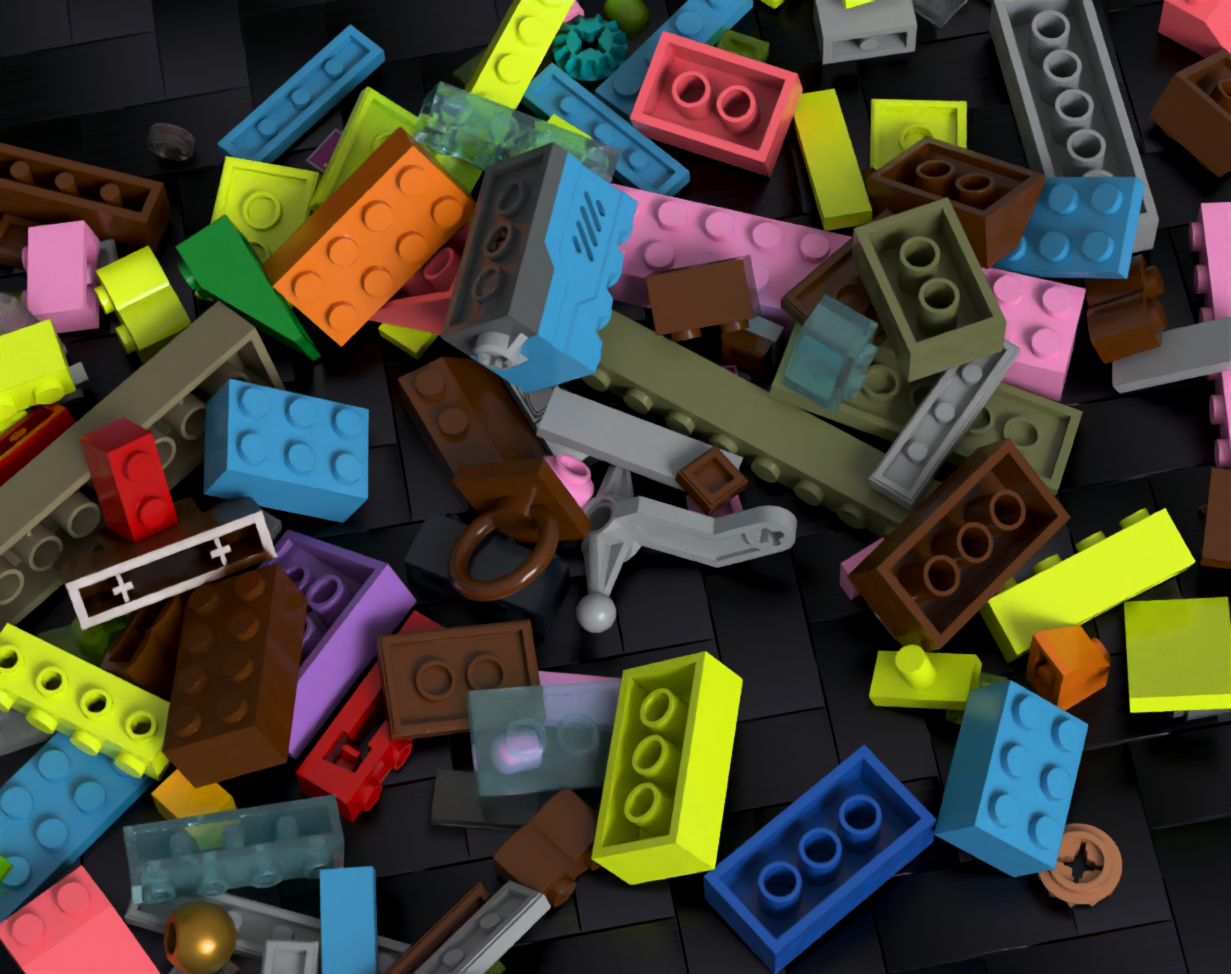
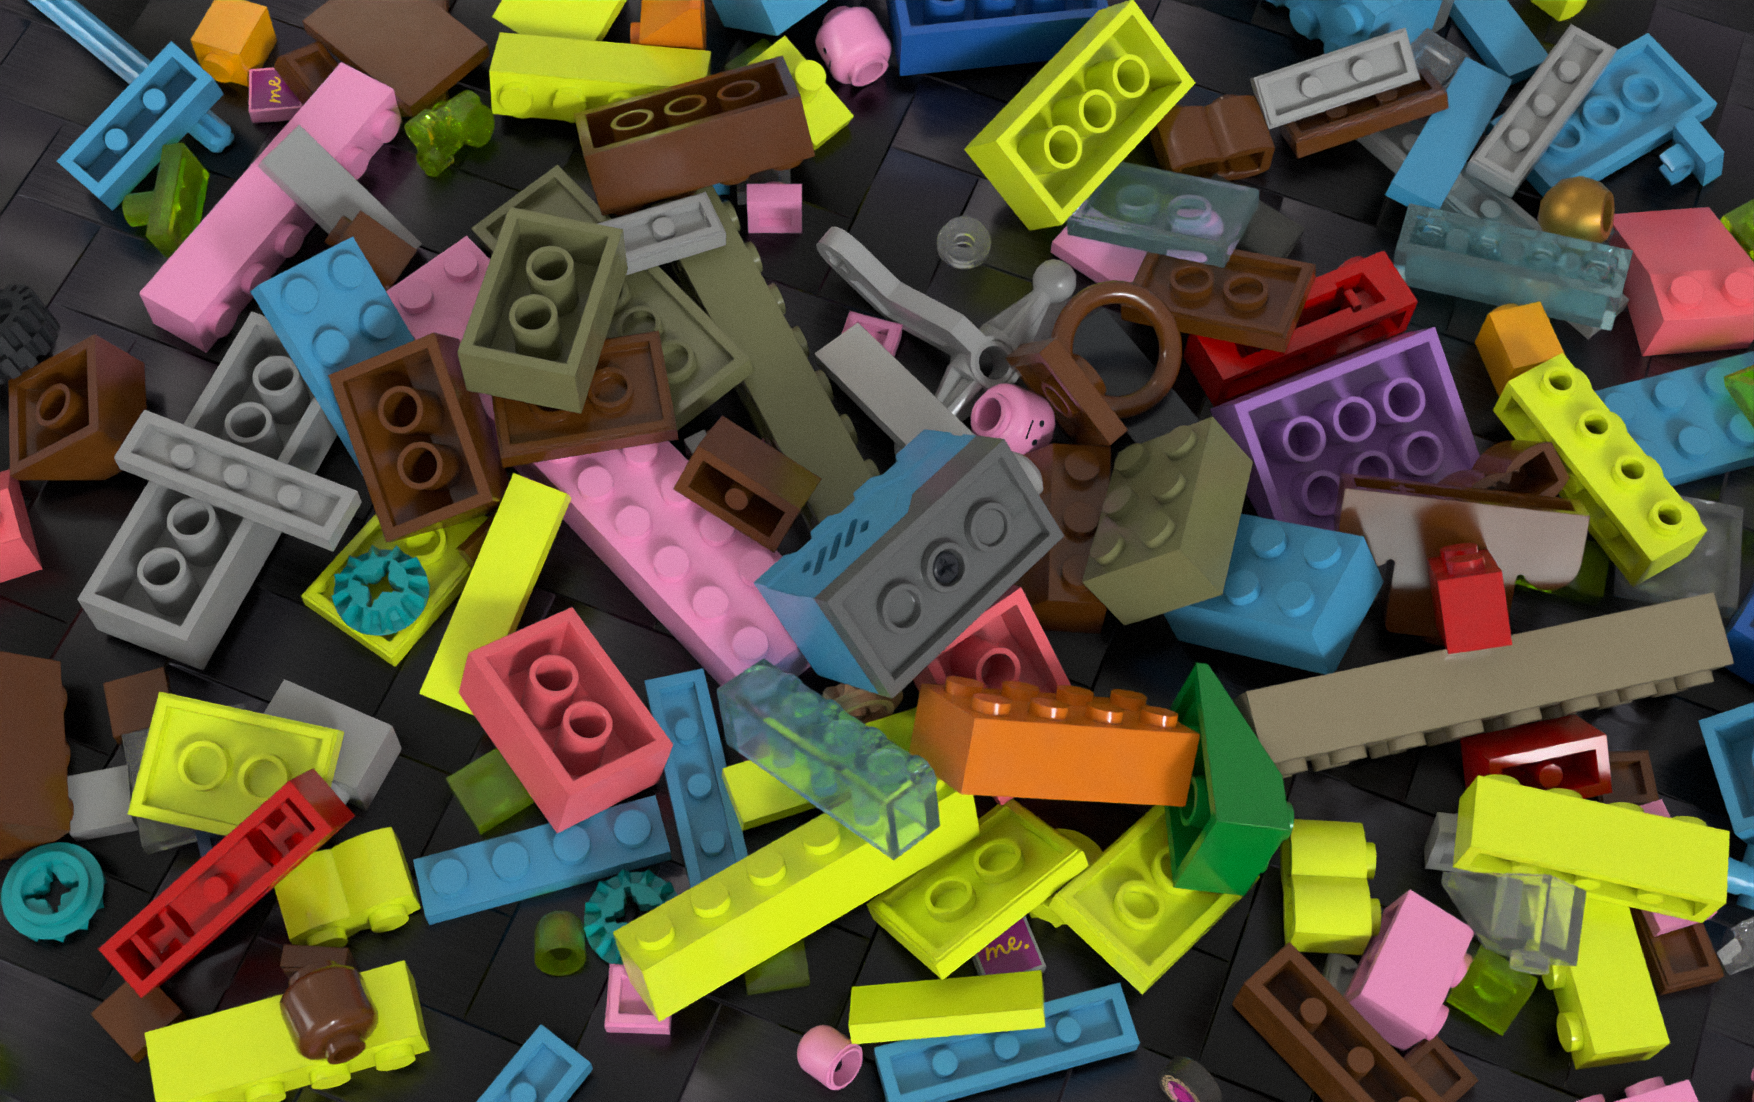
camera: 155 degrees left, 0 degrees up
(236, 676) = (1444, 372): reddish brown brick -> none
(331, 101) = (947, 1007): none -> neon yellow tile
(383, 440) = (1168, 522): none -> olive brick
(412, 43) = (821, 1052): none -> bright pink piece
(700, 626) = (964, 231): none -> clear plate
(711, 480) = (863, 334): reddish brown tile -> none
(831, 354) = (685, 311): clear light blue brick -> none
(898, 137) = (391, 610): none -> teal gear
(916, 757) = (853, 45): none -> bright pink head
(1047, 90) = (238, 480): none -> light grey plate
(1171, 480) = (447, 128): none -> clear neon green plate

